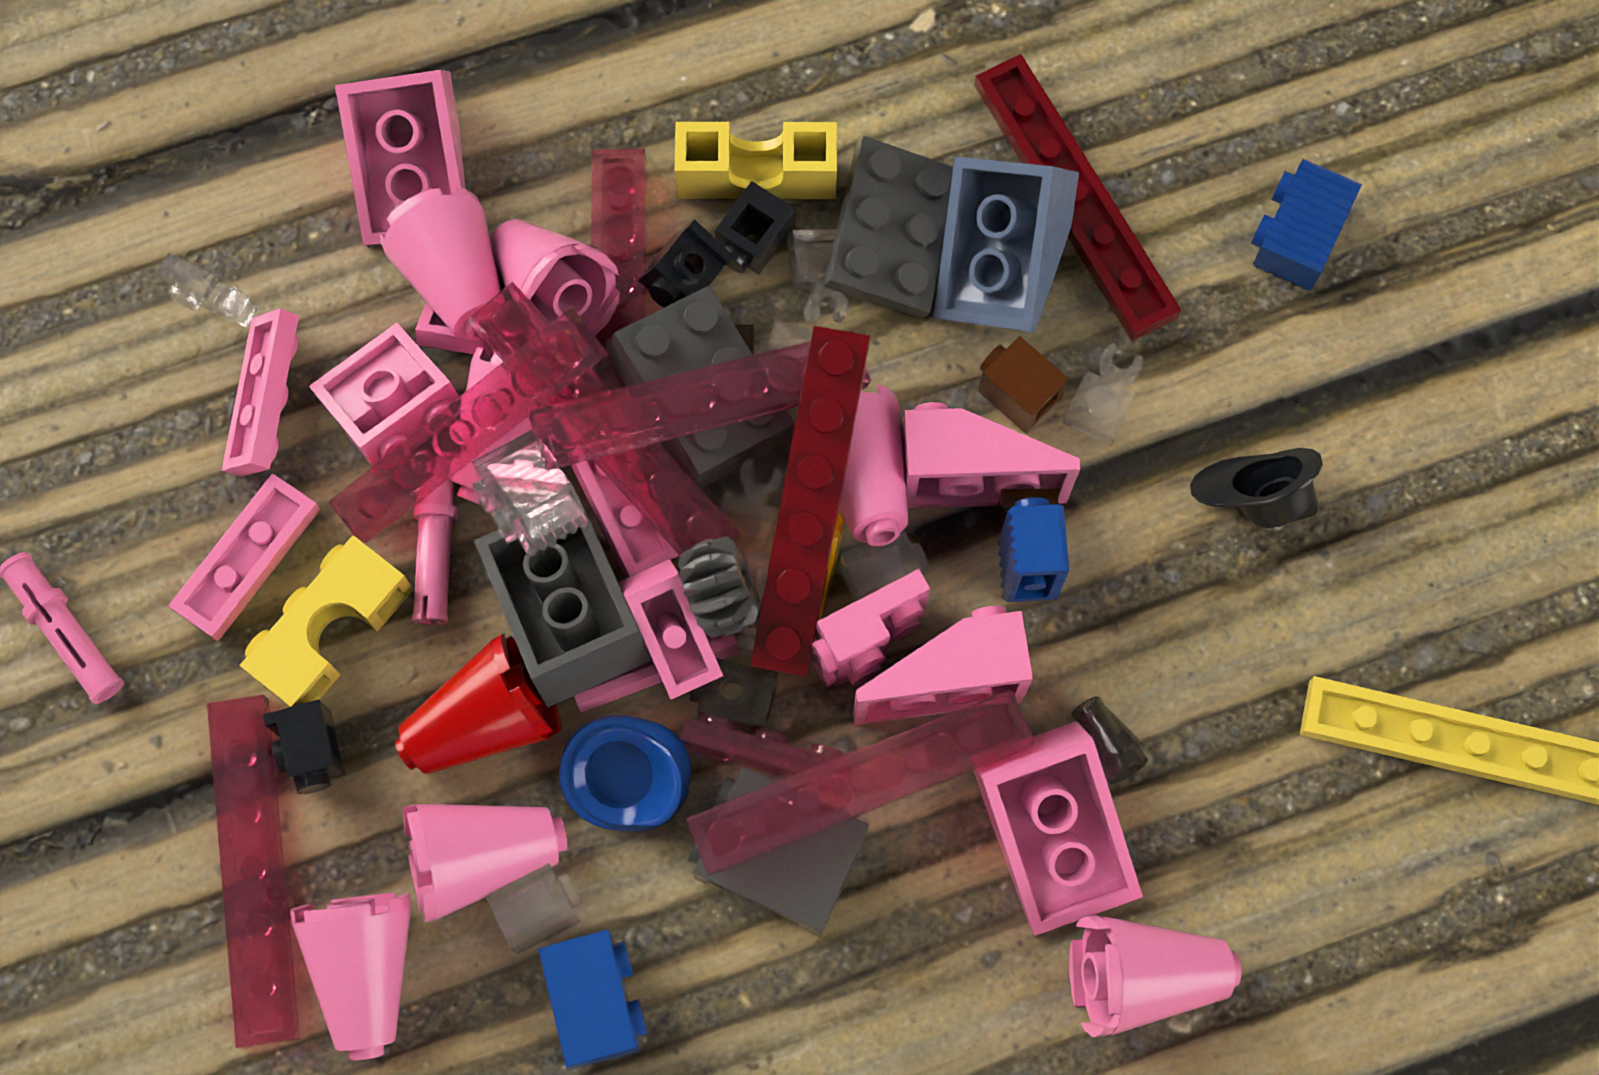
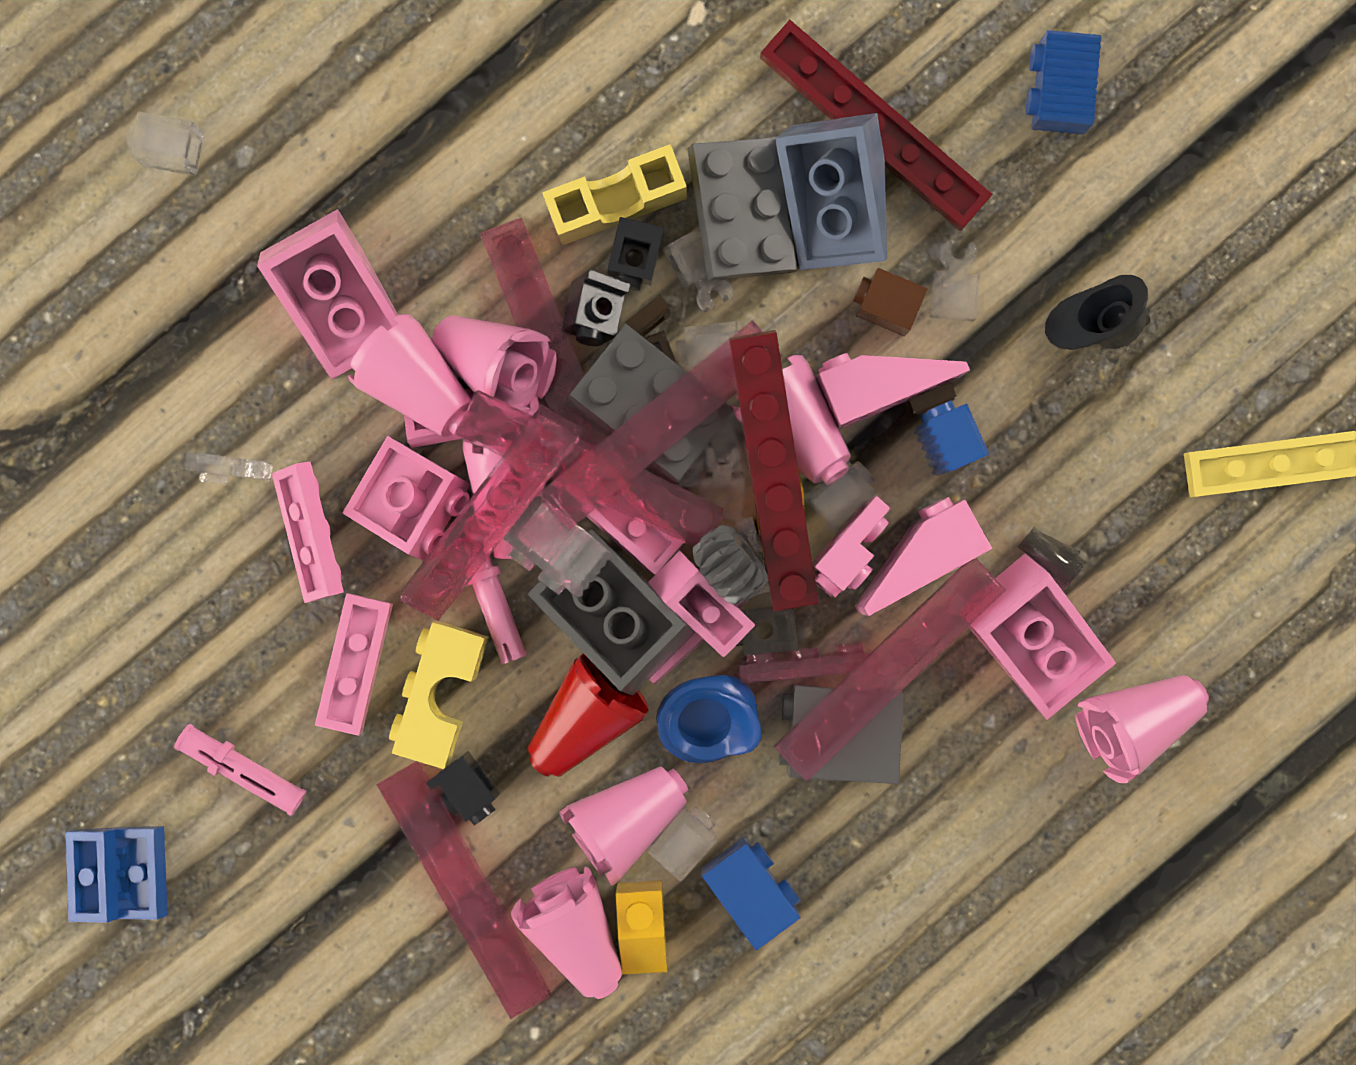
camera: 15 degrees left, 15 degrees up
(440, 997) = (641, 927): none -> yellow slope
(745, 300) = (649, 316): none -> dark brown tile

